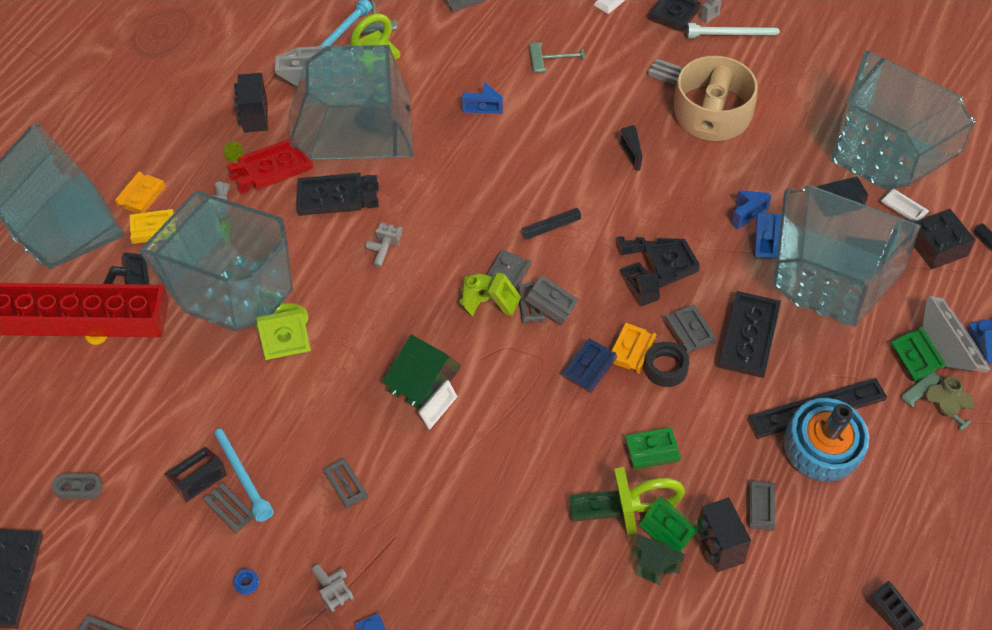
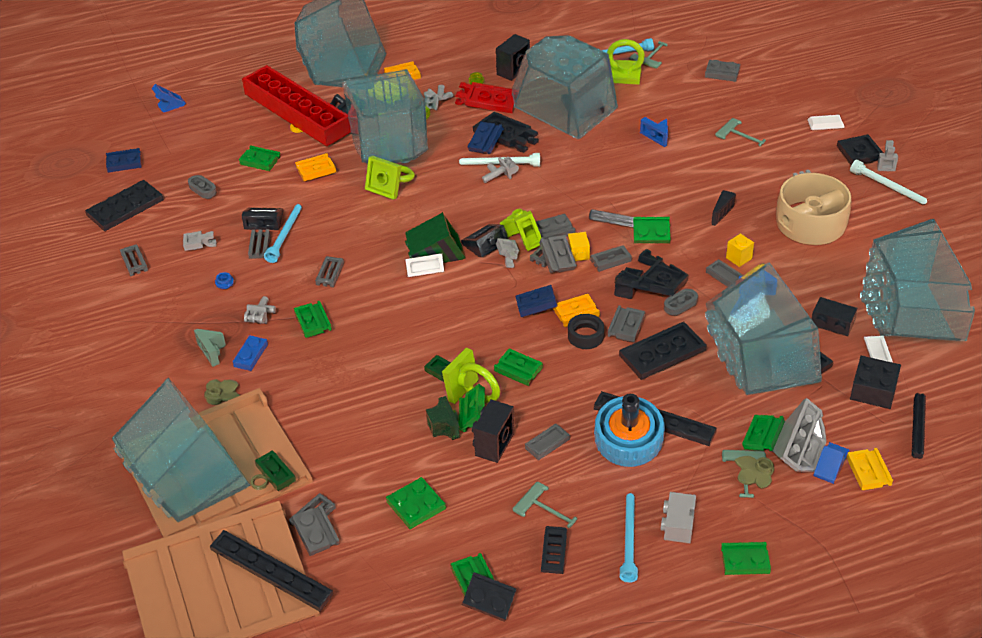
camera: 45 degrees right, 10 degrees down
(100, 403) = (259, 158): none -> green plate
(154, 558) = (196, 240): none -> light grey plate
(183, 371) = (315, 167): none -> light orange plate
(328, 215) = (485, 137): none -> dark blue plate
(397, 552) = (312, 319): none -> green plate
(402, 209) = (533, 160): none -> light aqua piece
(469, 331) = (485, 239): none -> black tile
(496, 326) = (508, 249): none -> light grey plate
(560, 274) = (579, 246): none -> yellow brick
(589, 282) = (611, 258): none -> dark grey tile
(600, 213) = (651, 229): none -> green plate
(698, 182) = (740, 250): none -> yellow brick
(707, 273) = (680, 301): none -> dark grey plate
(709, 215) = (723, 272): none -> dark grey tile
(814, 577) = (531, 497): none -> sand green piece
(950, 491) = (679, 517): none -> light grey brick
(971, 576) = (628, 570): none -> medium azure piece

